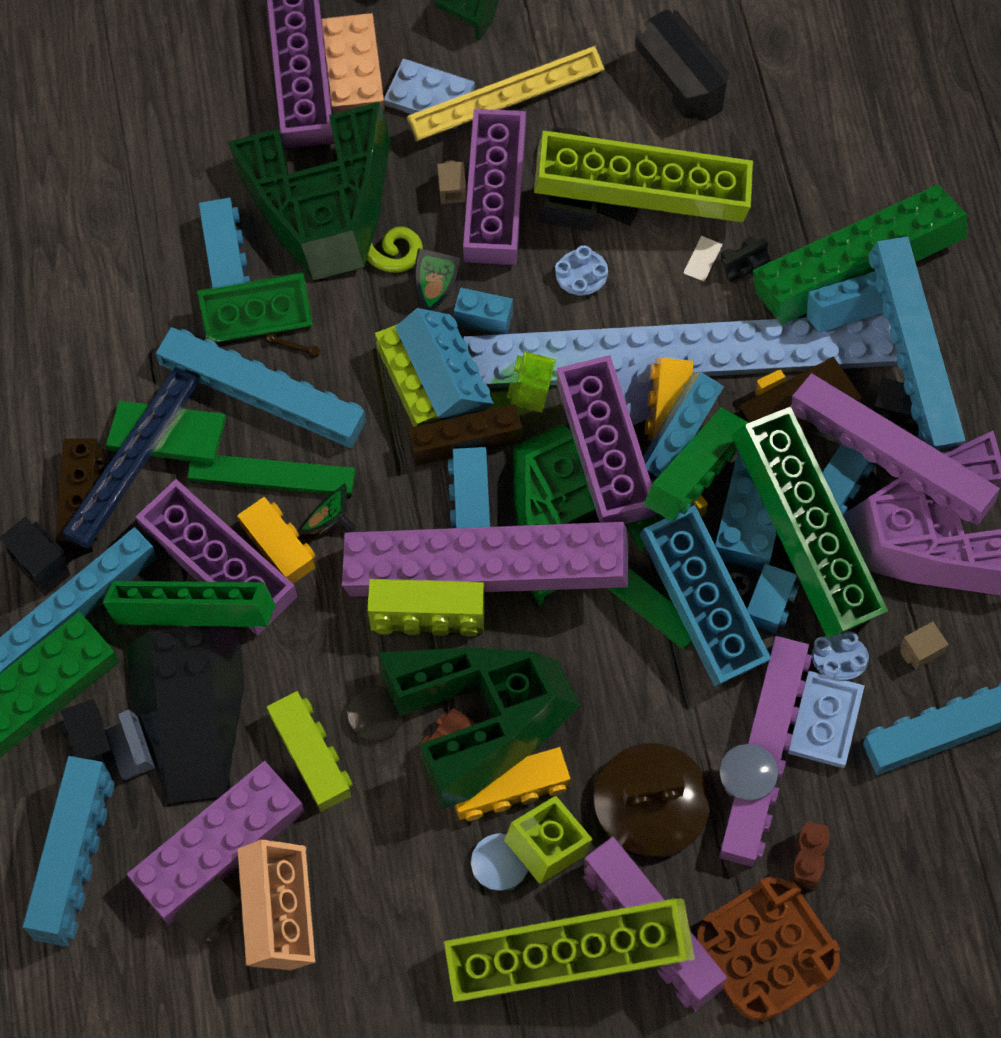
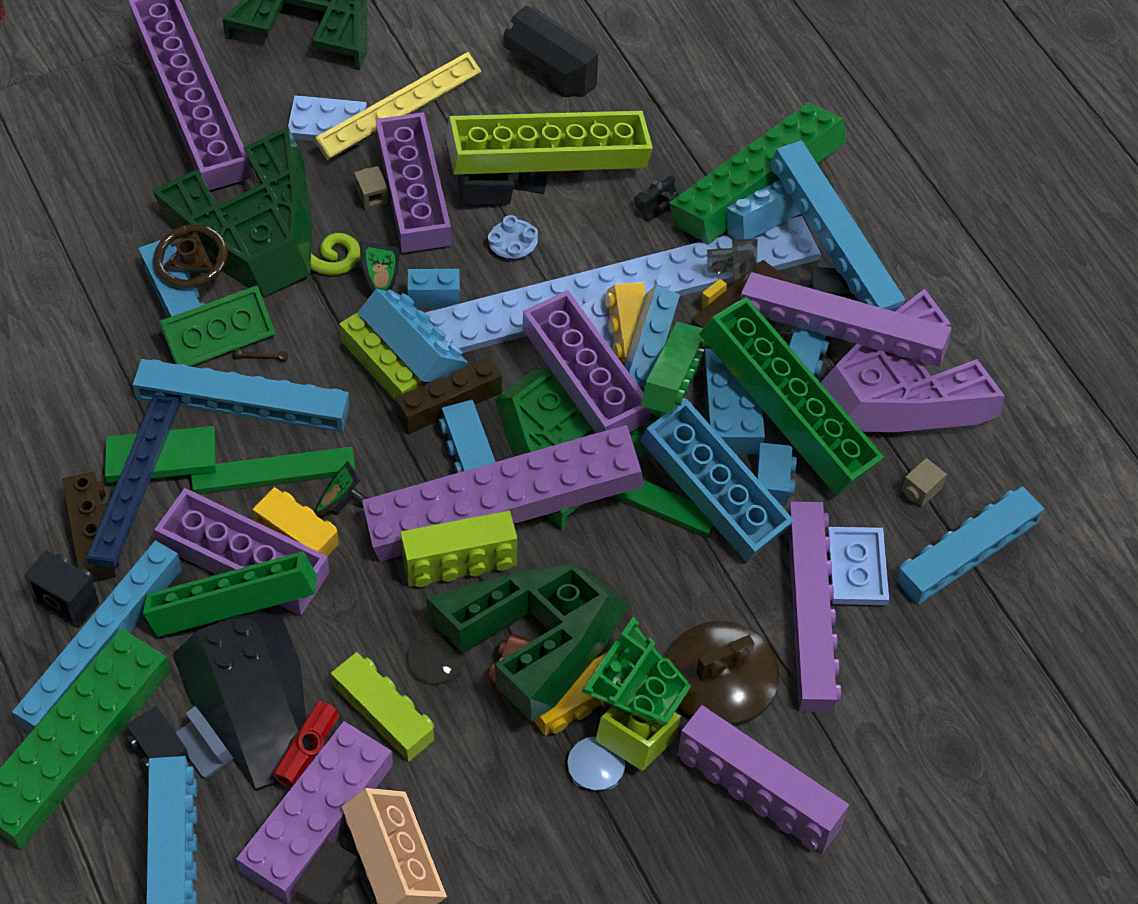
camera: 20 degrees left, 10 degrees down
(237, 760) = (315, 731): none -> red piece
(246, 225) = (190, 256): none -> dark brown piece
(352, 62) = (250, 101): light nougat brick -> none
(532, 381) = (498, 334): clear neon green brick -> none
(557, 792) = (638, 678): none -> green wedge
(569, 950) = (692, 818): lime brick -> none
(702, 258) = (618, 207): white sticker -> none
(748, 772) = (806, 623): sand blue dish -> none
(769, 949) = (878, 776): dark orange tile -> none
(807, 353) = (739, 259): none -> clear smoke brick
(810, 851) = (884, 686): copper brick -> none
(840, 656) = (852, 508): light blue dish -> none

